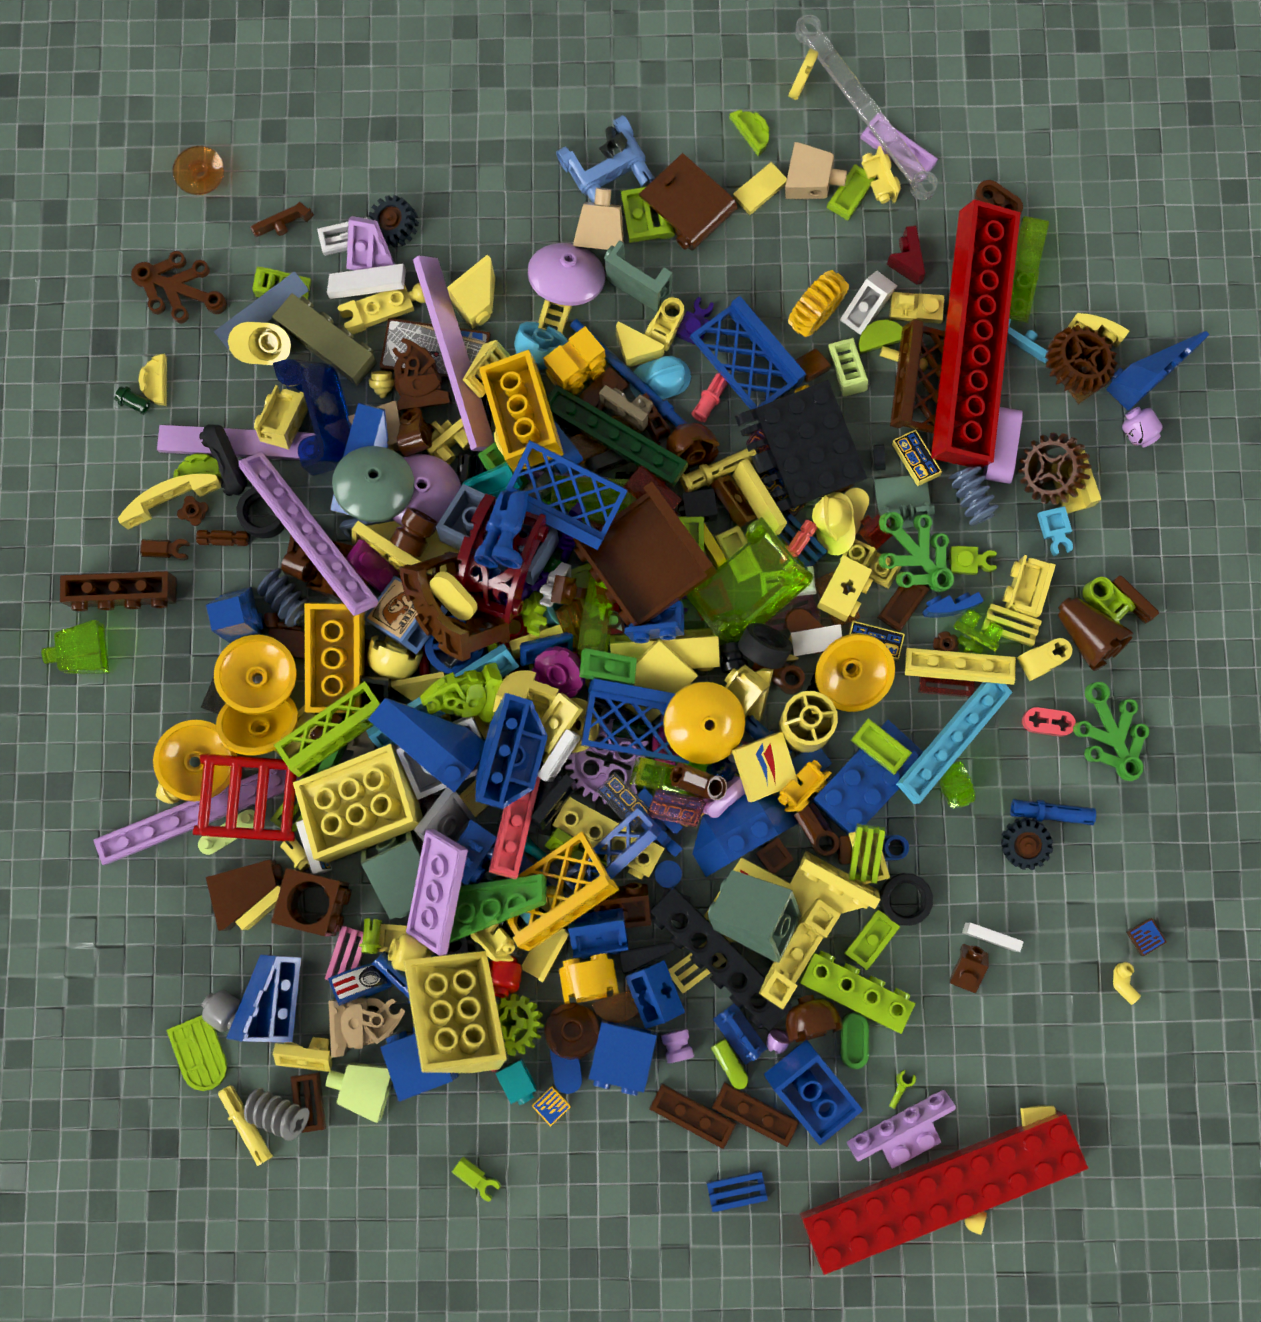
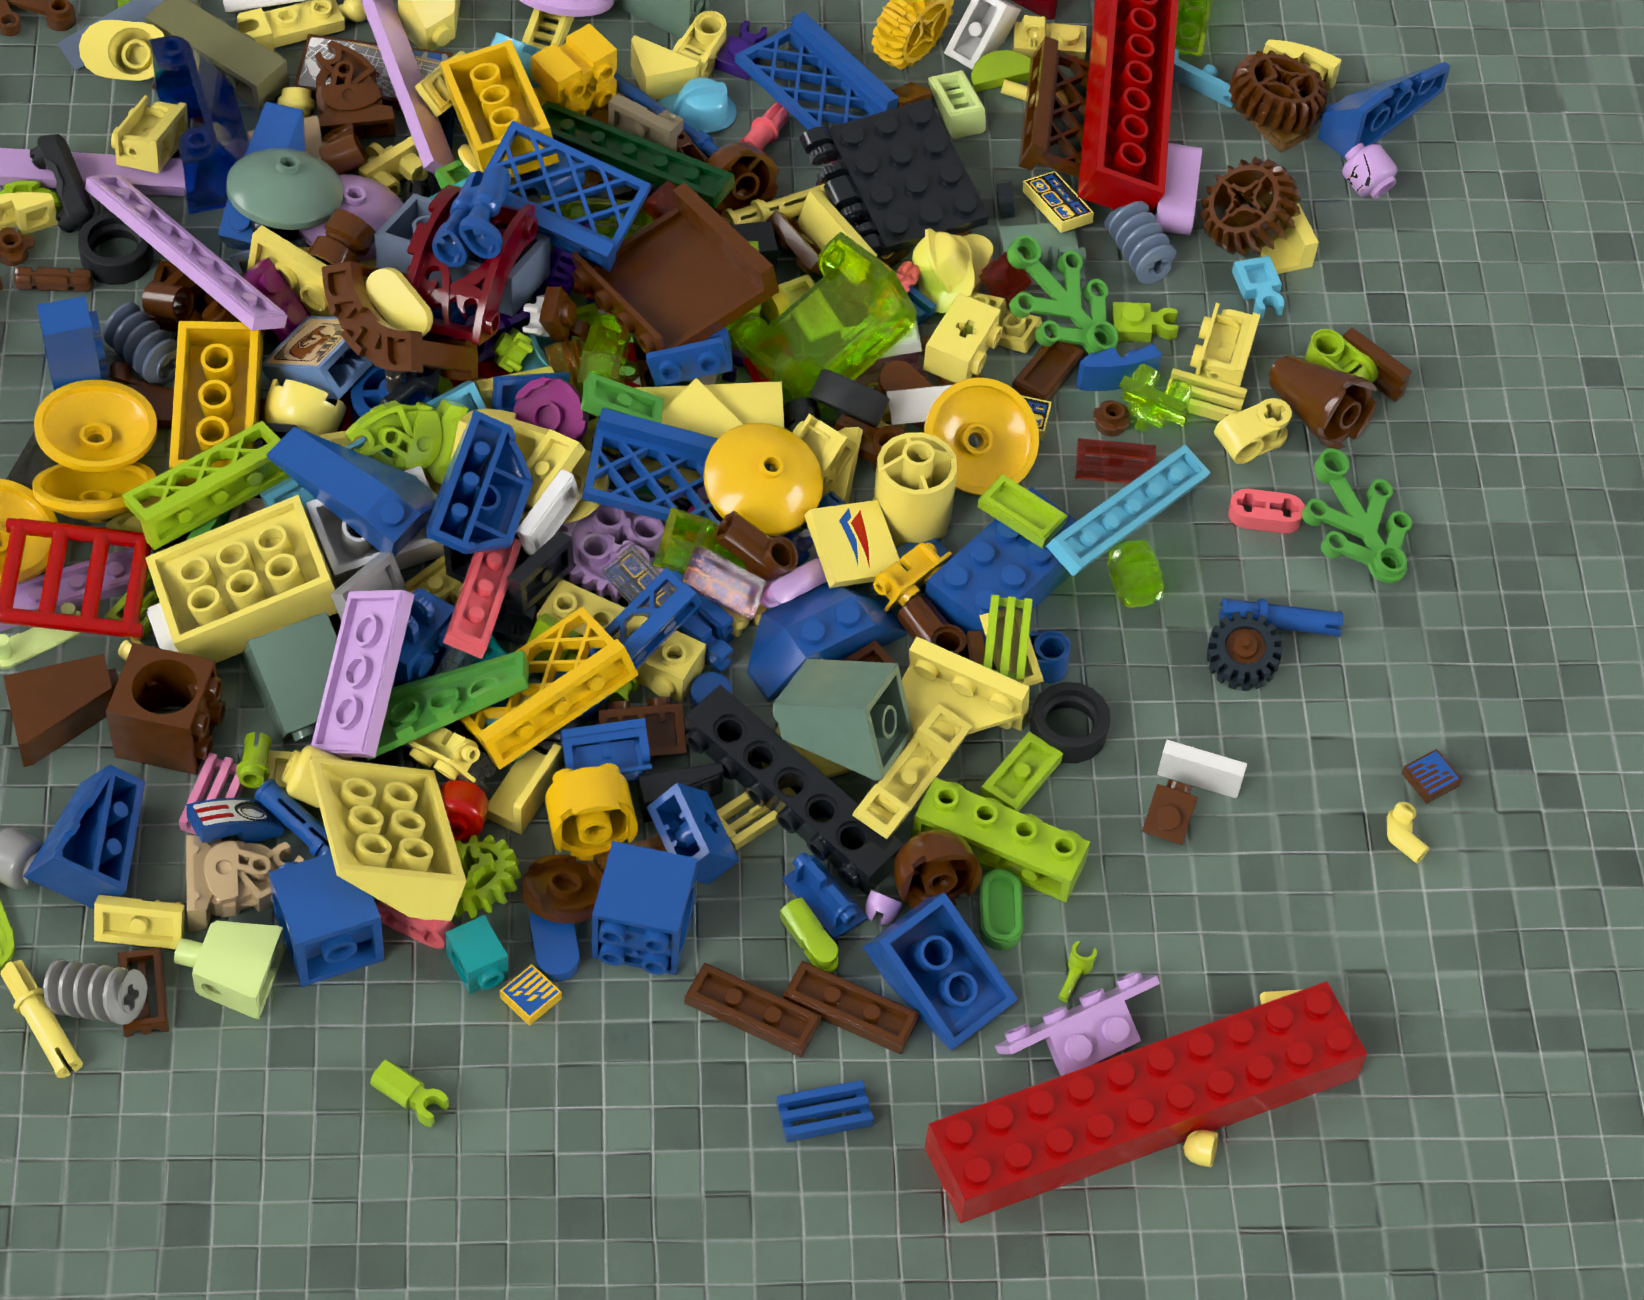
camera: 10 degrees left, 25 degrees down
(259, 910) = (79, 730): light yellow tile -> none
(677, 1046) = (726, 903): lavender wheel -> none
(960, 666) = (1133, 434): light yellow tile -> none

